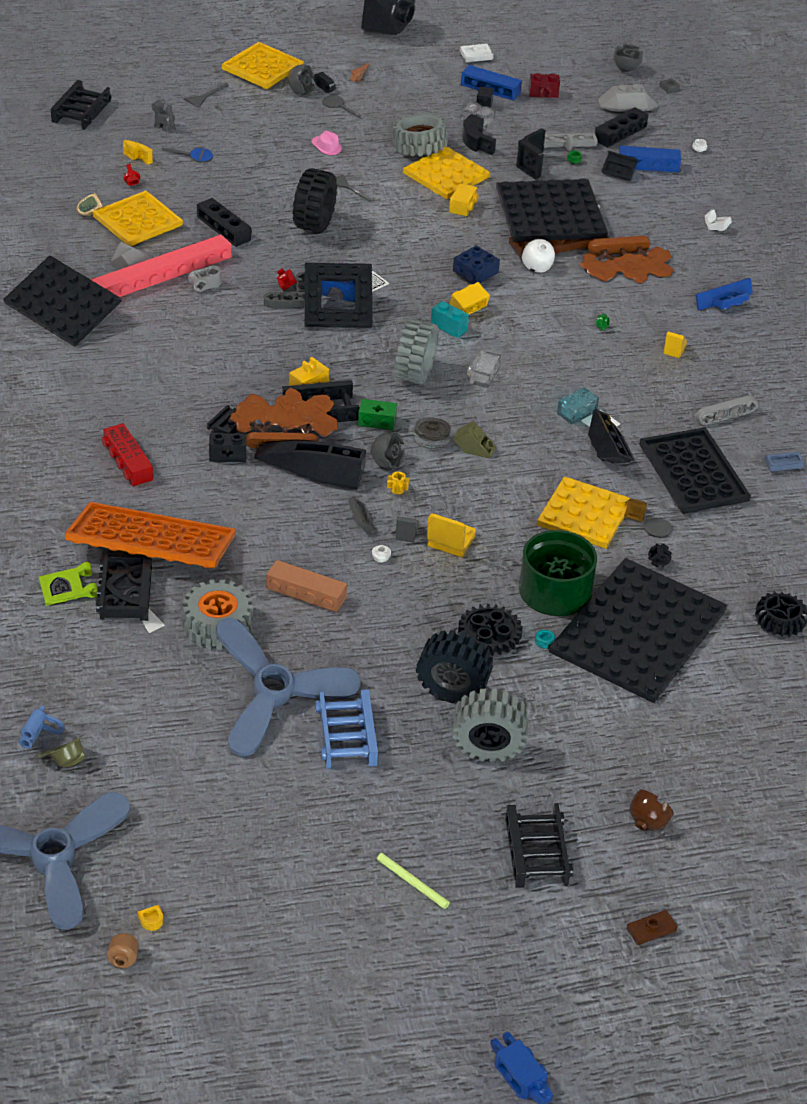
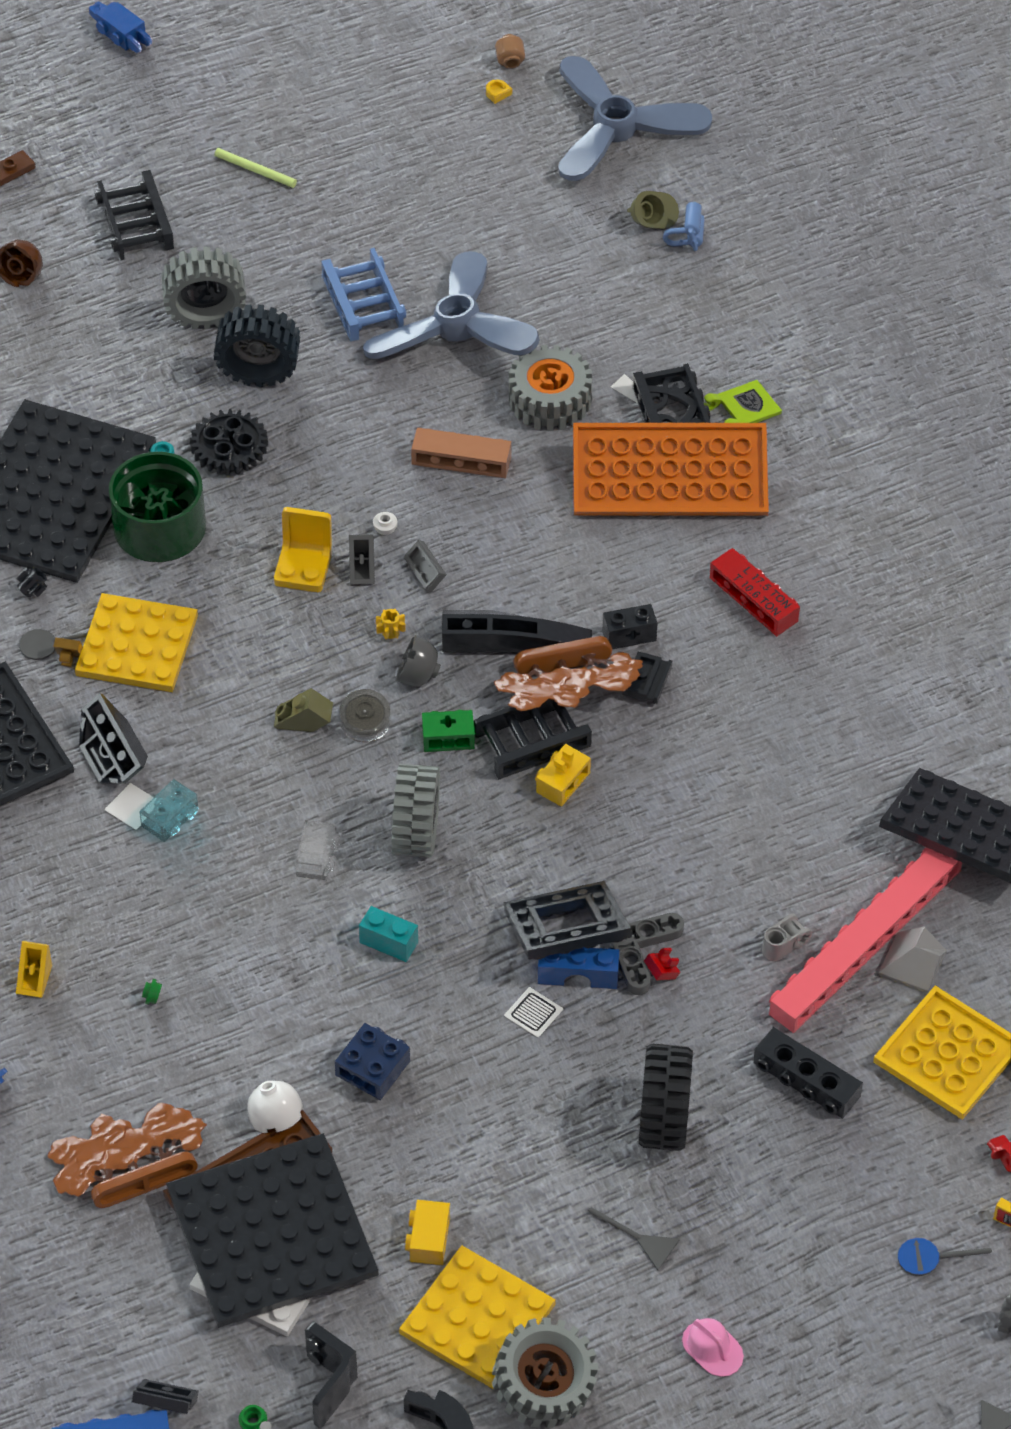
camera: 170 degrees right, 10 degrees up
(470, 298) = (366, 978): yellow brick -> none

